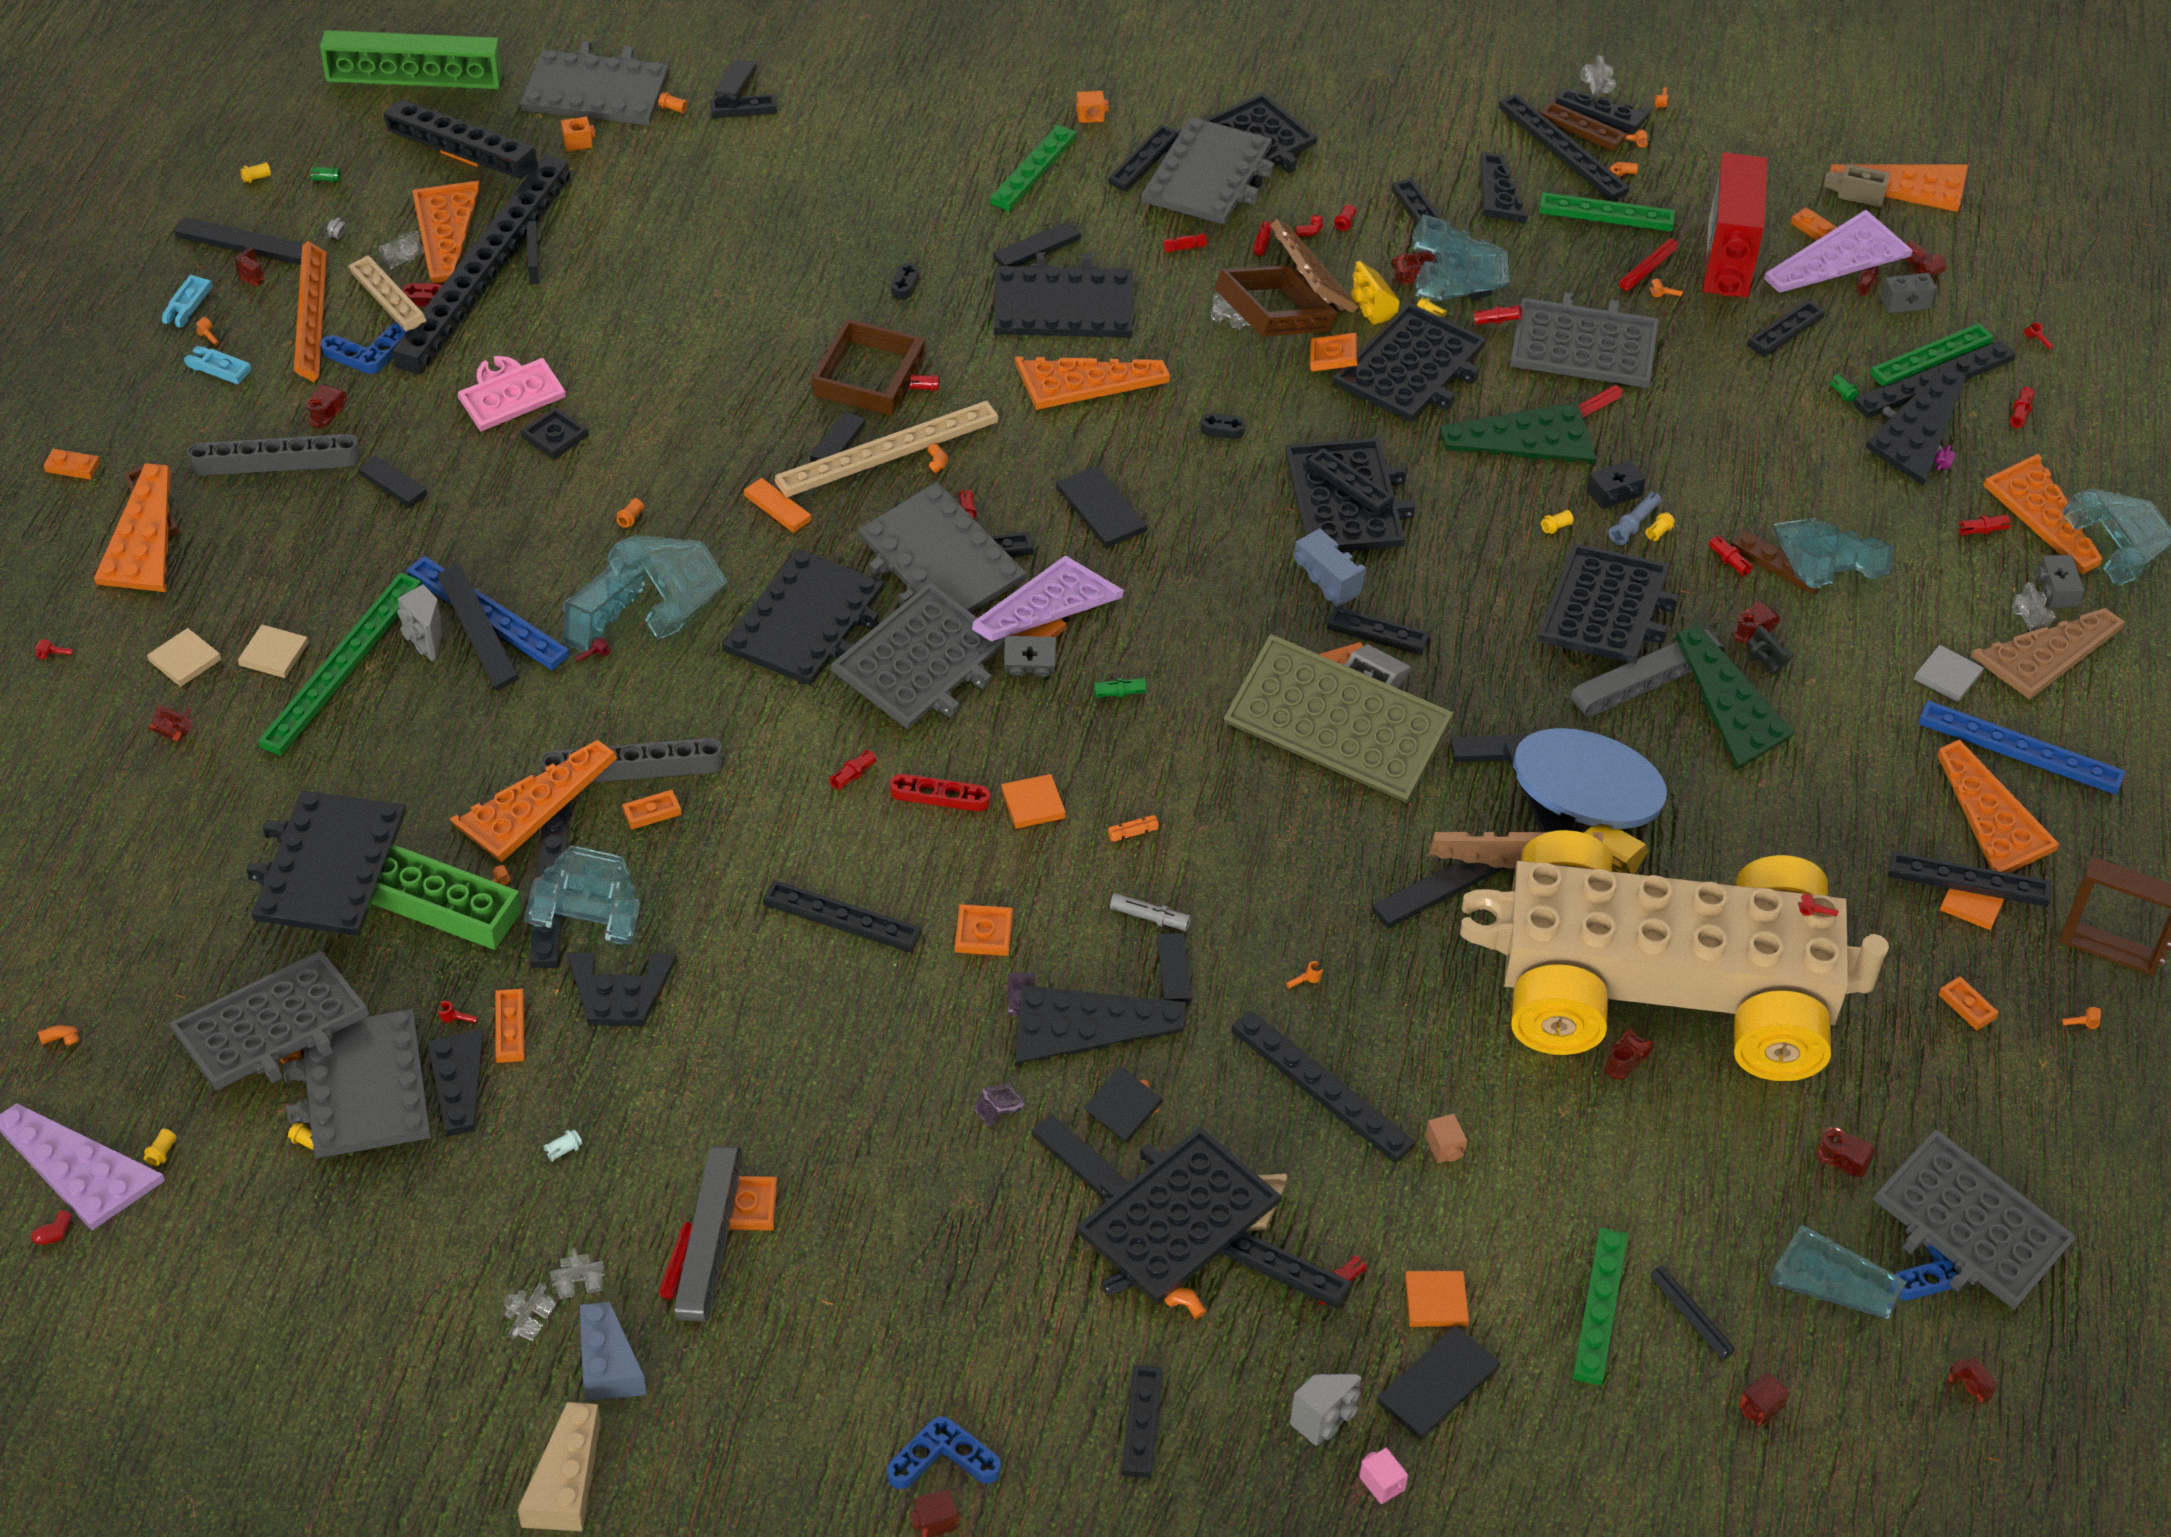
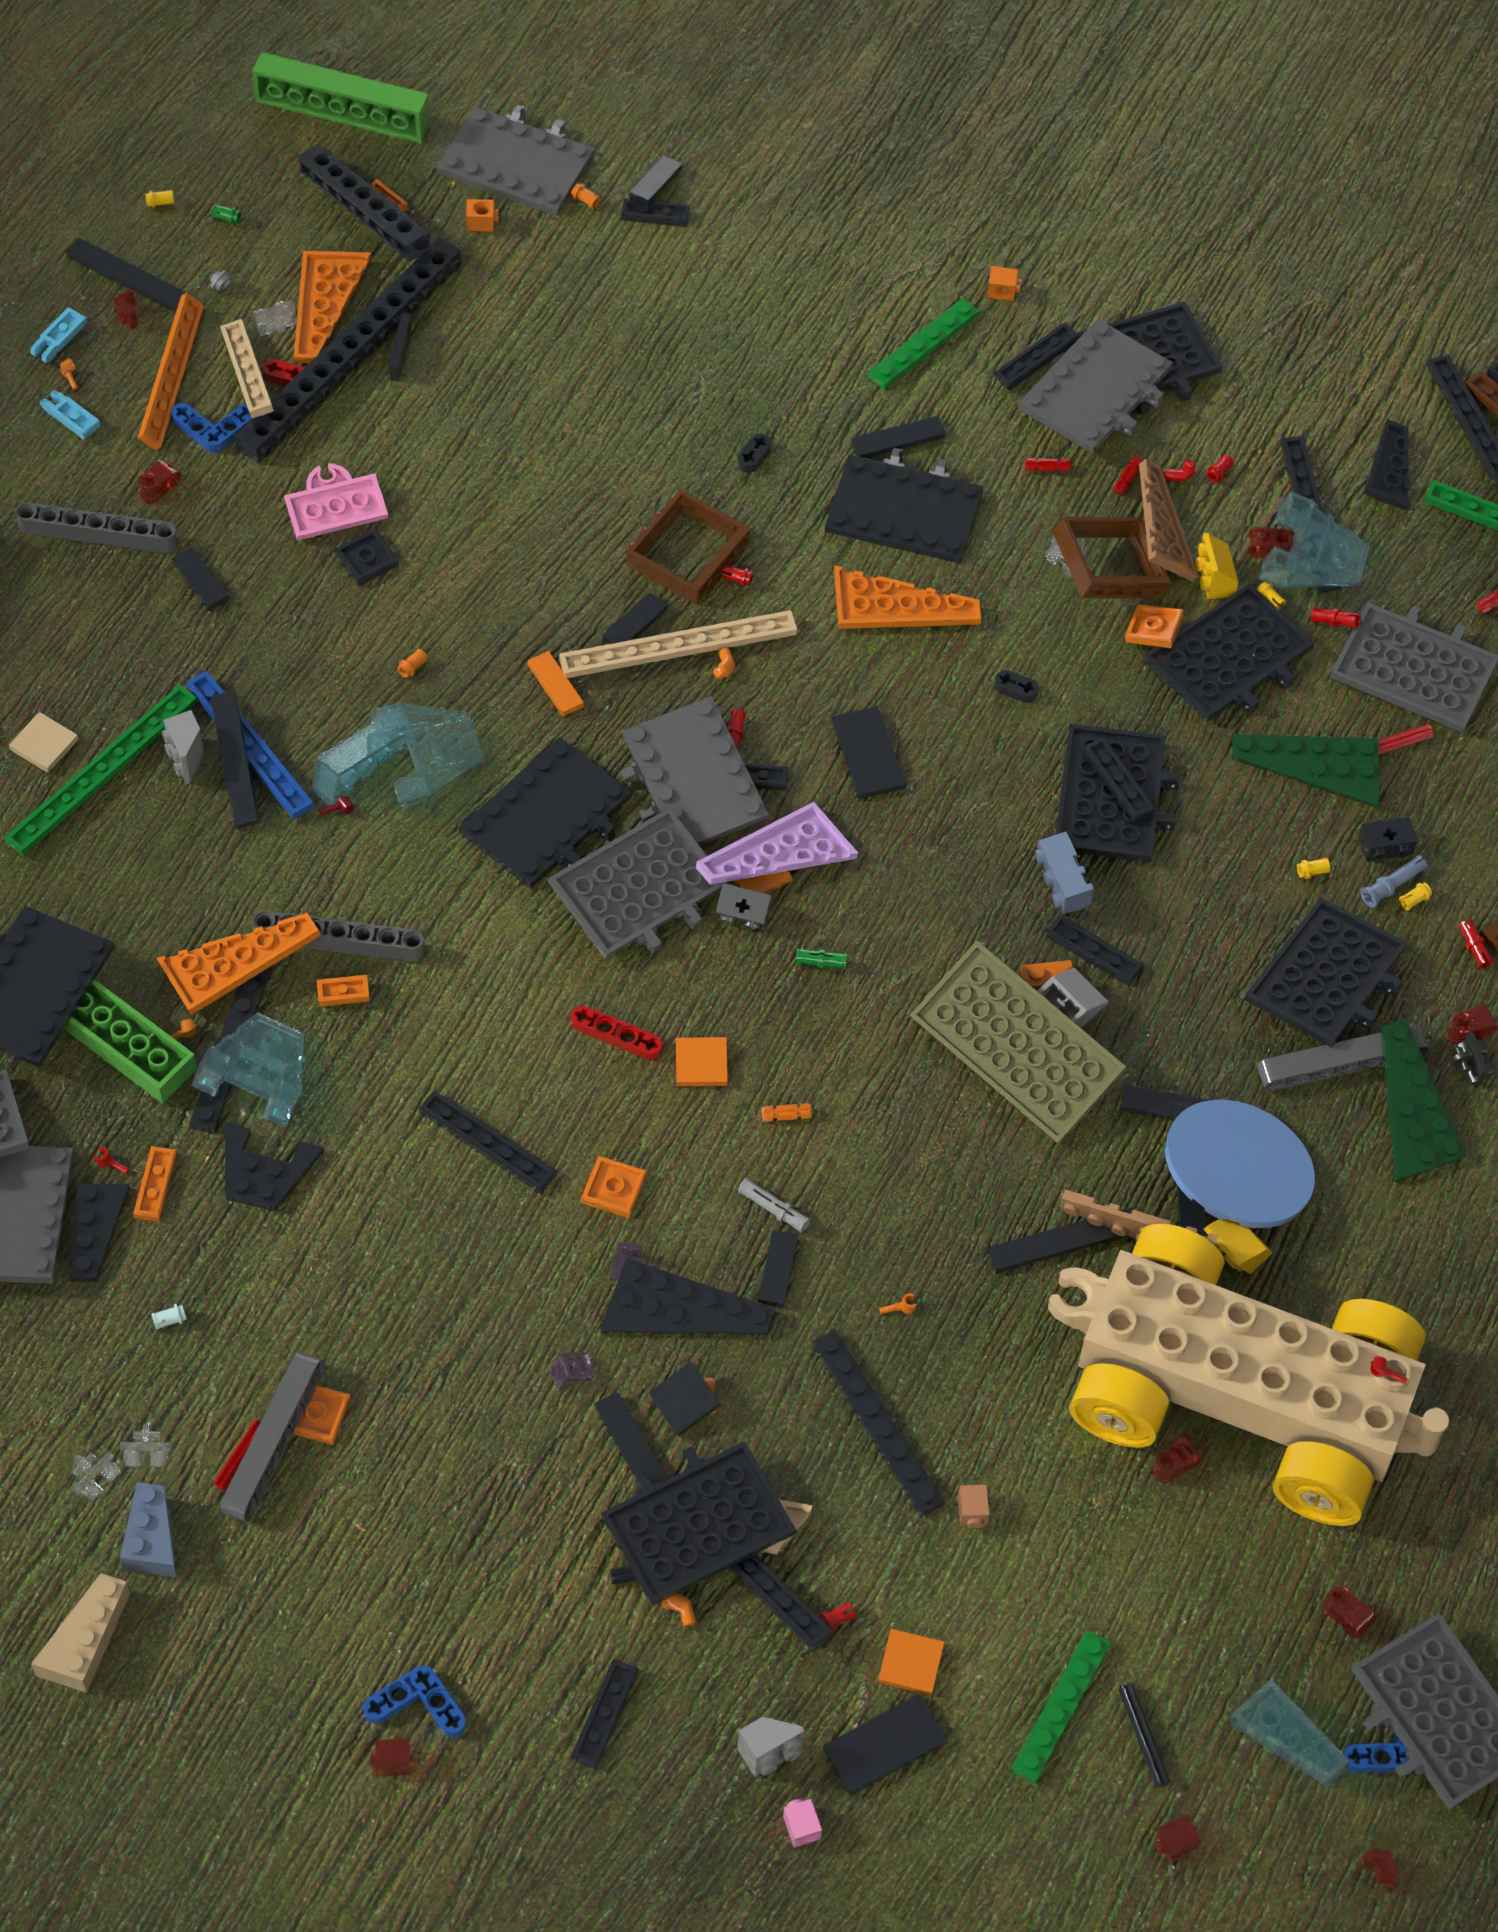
camera: 15 degrees right, 10 degrees up
(852, 769) = (541, 990): red pin -> none

